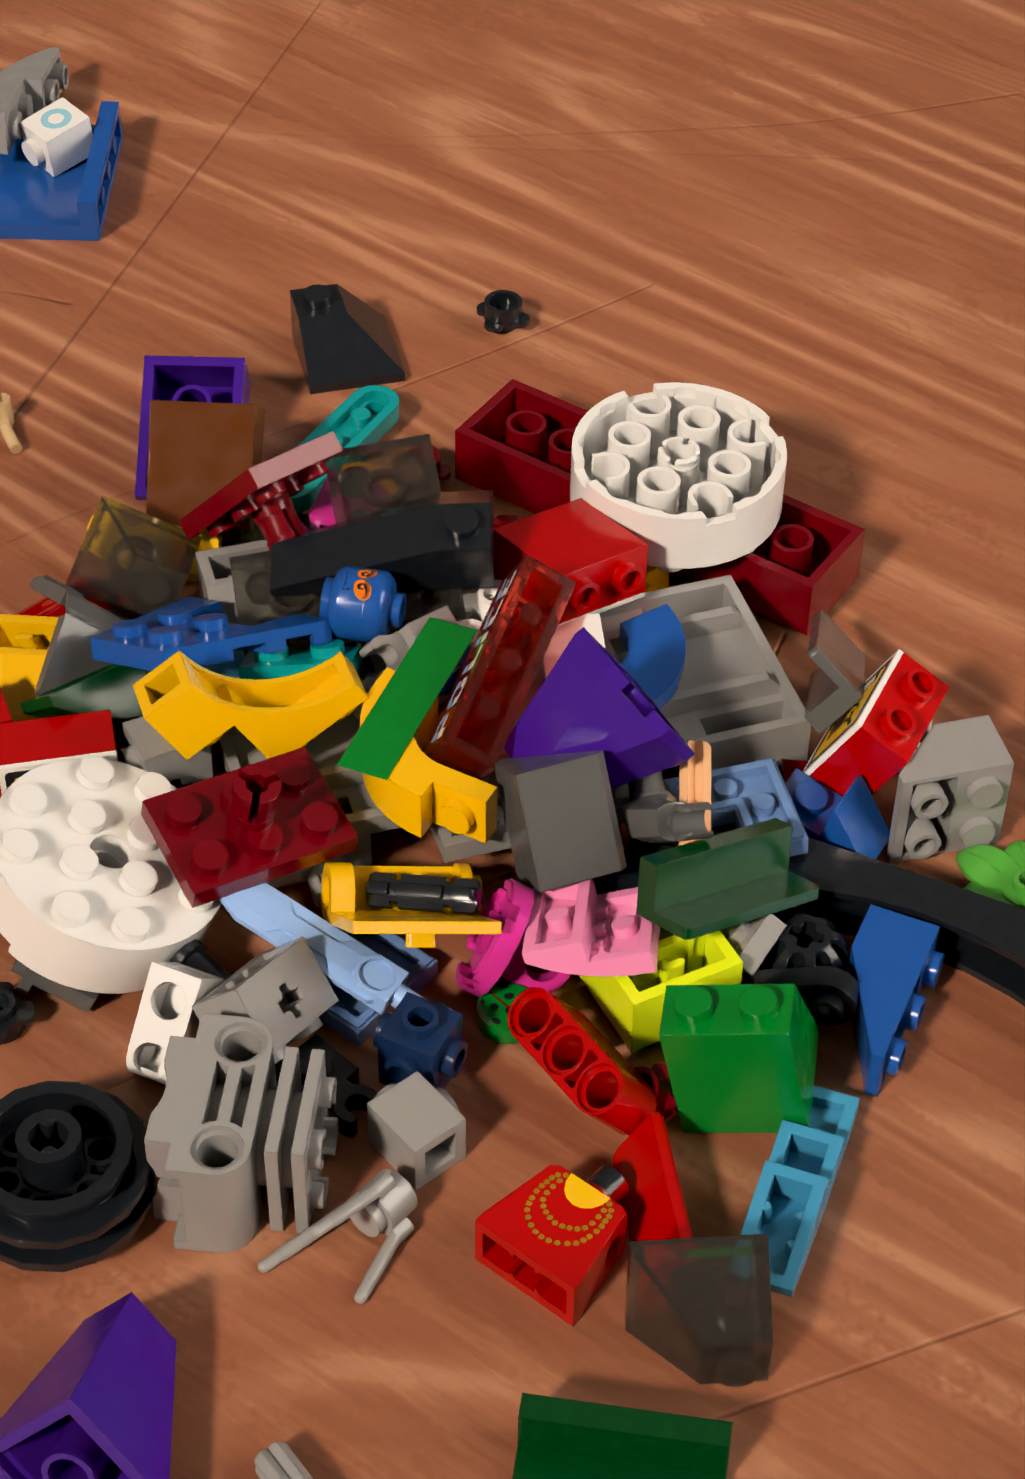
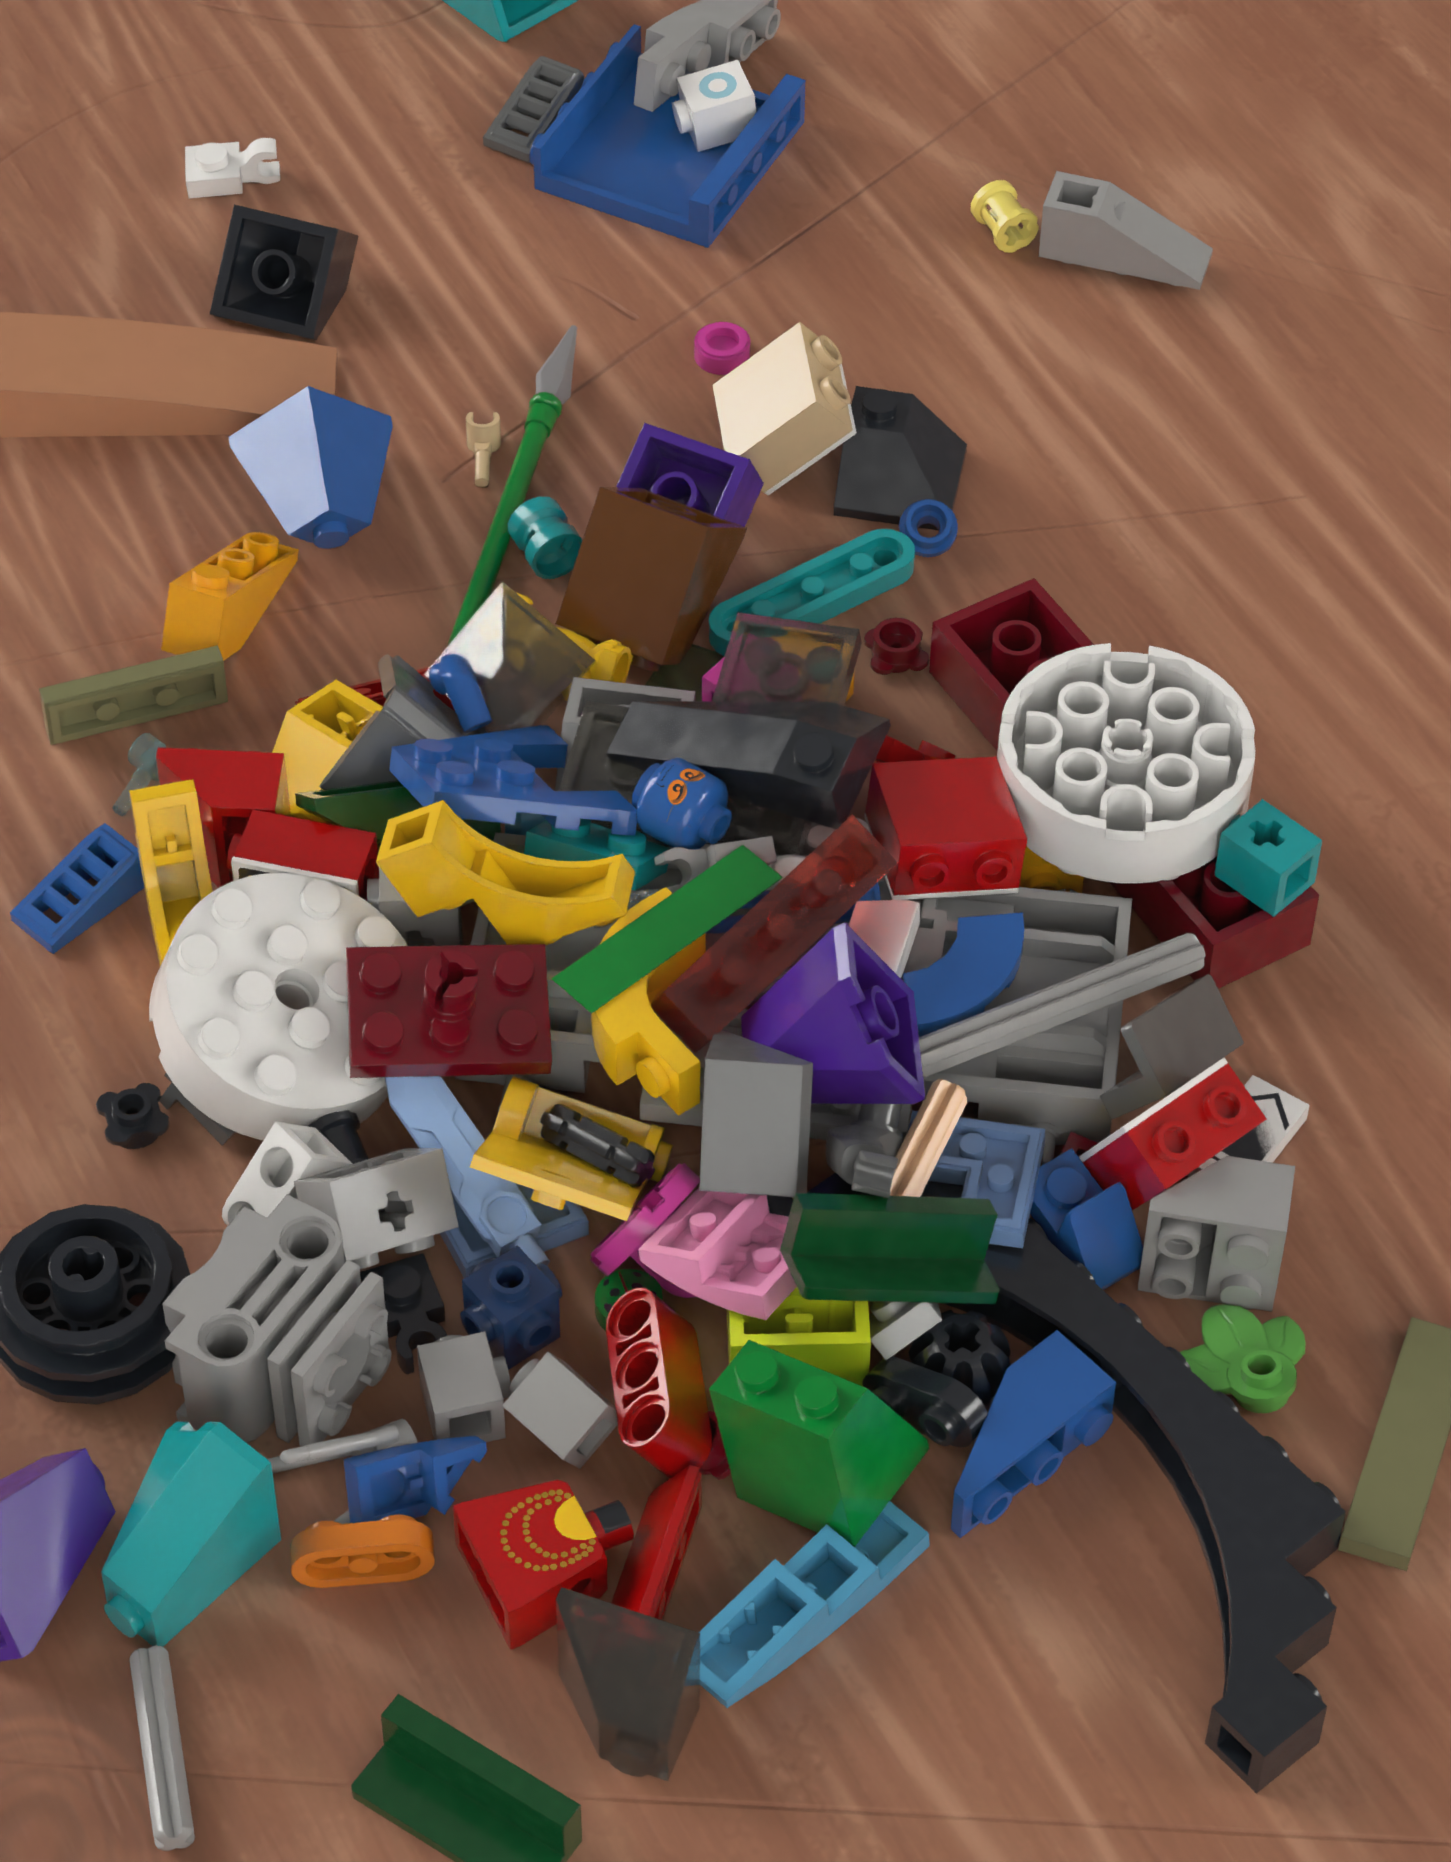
camera: 25 degrees right, 5 degrees up
(40, 389) = (545, 407): none -> green piece
(93, 466) = (539, 530): none -> teal wheel
(104, 578) = (456, 677): none -> blue arm
(154, 303) = (721, 347): none -> dark pink tile
(243, 316) = (786, 406): none -> tan piece
(253, 1326) = (190, 1531): none -> teal slope
(265, 494) = (660, 643): dark red plate -> none
(320, 157) = (1004, 216): none -> light yellow bush
(397, 367) = (934, 513): none -> blue plate
(408, 144) = (1112, 231): none -> light grey slope
(409, 1292) = (362, 1552): none -> orange plate
(414, 1217) = (408, 1477): none -> blue slope
(503, 312) = (1101, 481): black plate -> none
(512, 1109) = (561, 1408): none -> light grey brick
(741, 654) = (1060, 1003): none -> light grey axle
(819, 509) = (1267, 857): none -> teal brick

